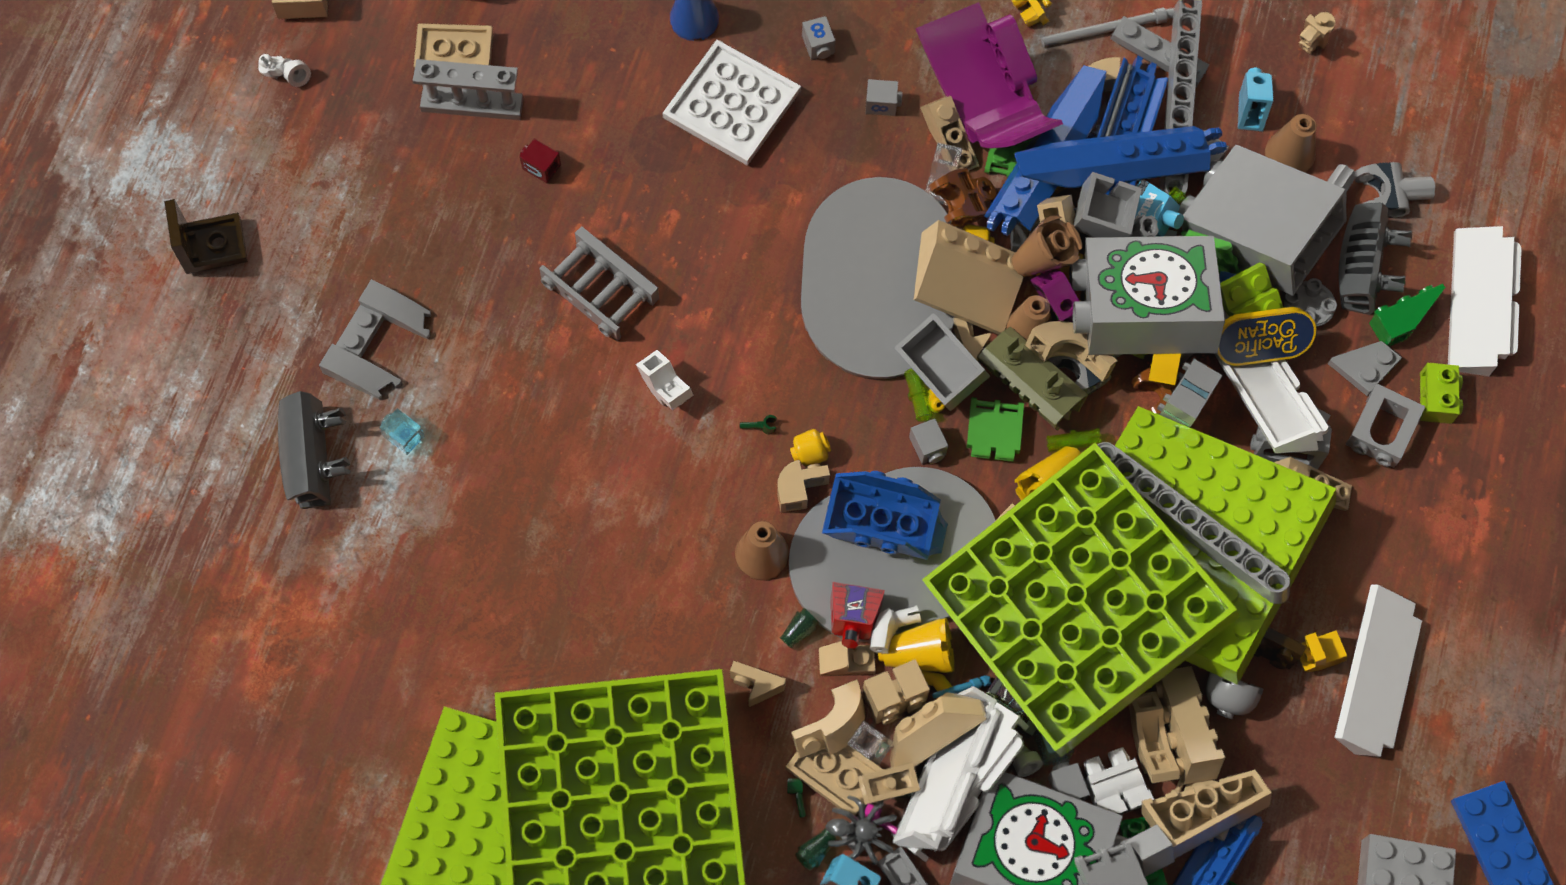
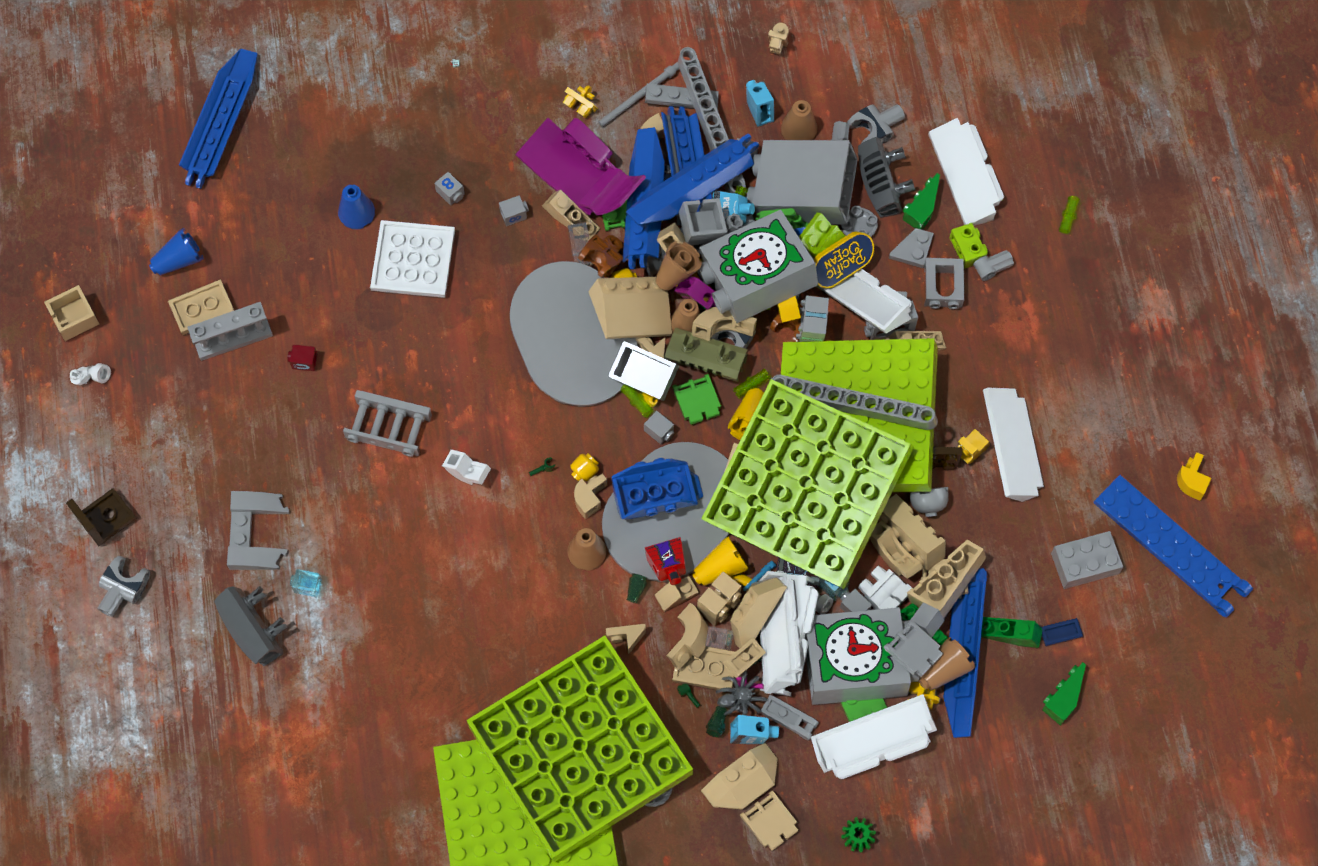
camera: 25 degrees left, 0 degrees up
(183, 333) = (120, 587): none -> light grey connector
(888, 624) = (692, 558): white arm -> none
(1454, 432) = (989, 266): none -> light grey piece

